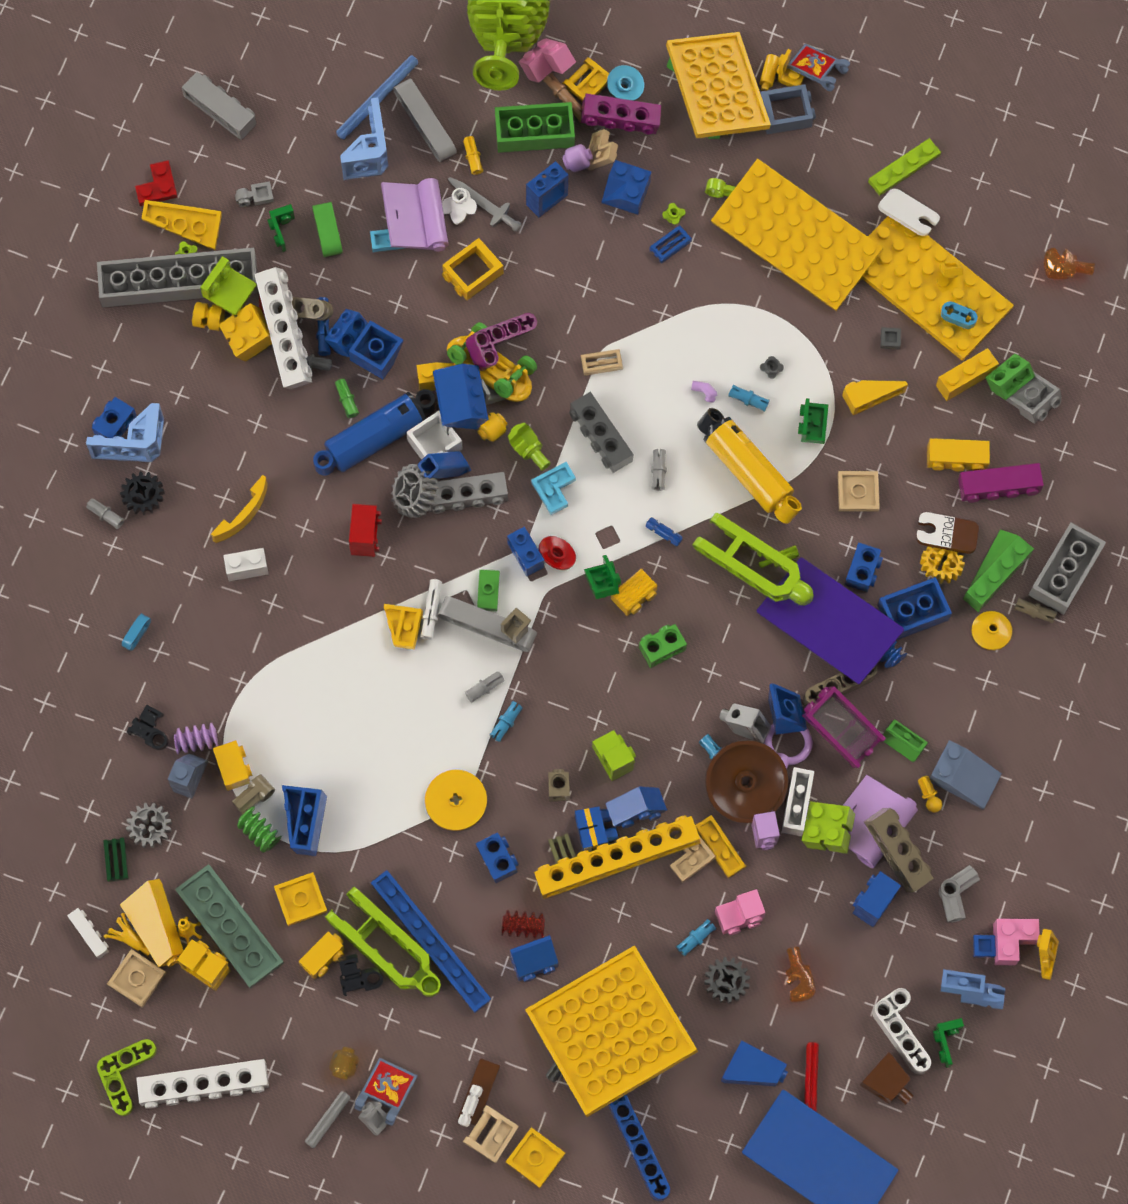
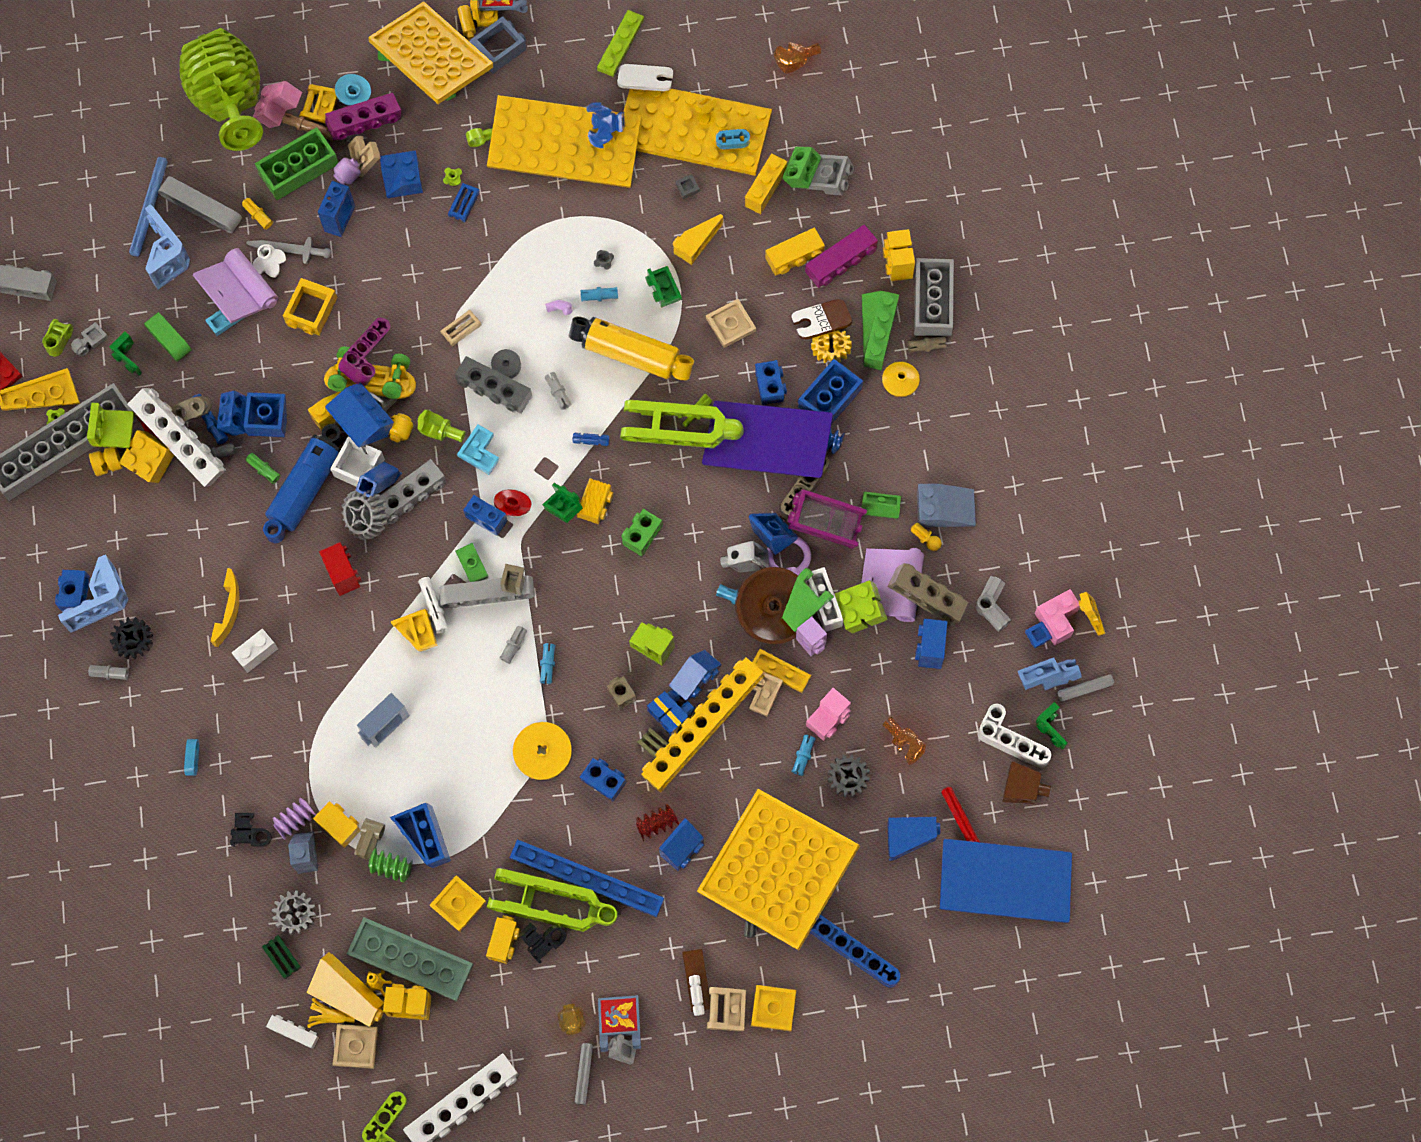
camera: 25 degrees left, 0 degrees up
(230, 174) = (59, 334): none -> lime piece
(324, 692) = (382, 720): none -> sand blue window
(625, 410) = (510, 357): none -> dark grey piece
(776, 792) = (804, 601): none -> bright green flag
(844, 238) = (606, 122): none -> blue animal
(1001, 1021) = (1085, 687): none -> light grey axle
(1055, 510) = (899, 257): none -> yellow piece

